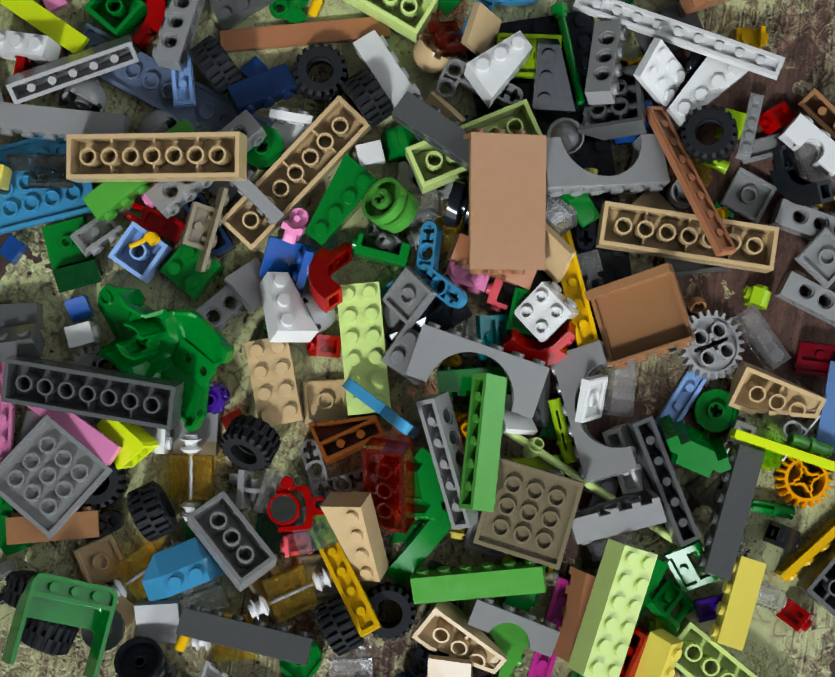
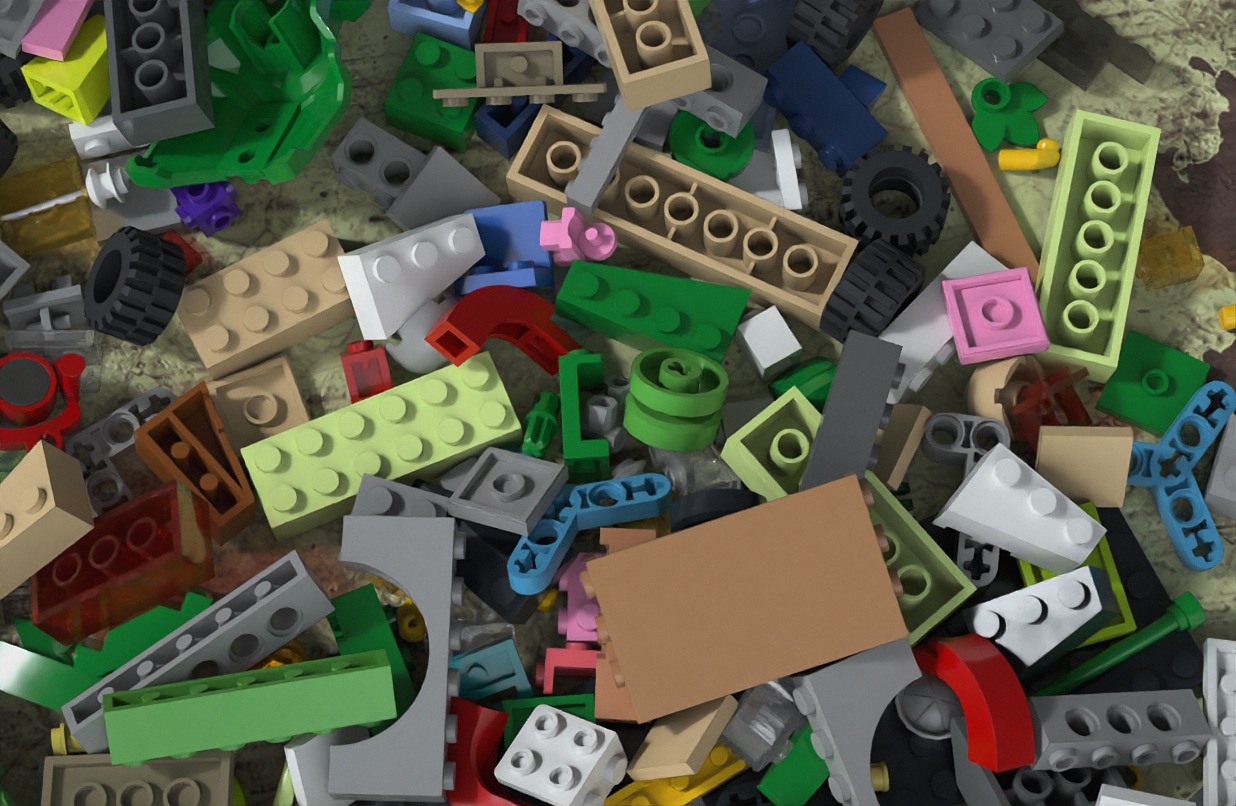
camera: 70 degrees right, 15 degrees down
(378, 272) = (541, 423): none -> green axle
(387, 413) = (251, 520): dark azure piece -> none
(397, 44) = (994, 315): none -> bright pink plate
(578, 109) = (990, 696): none -> red arch

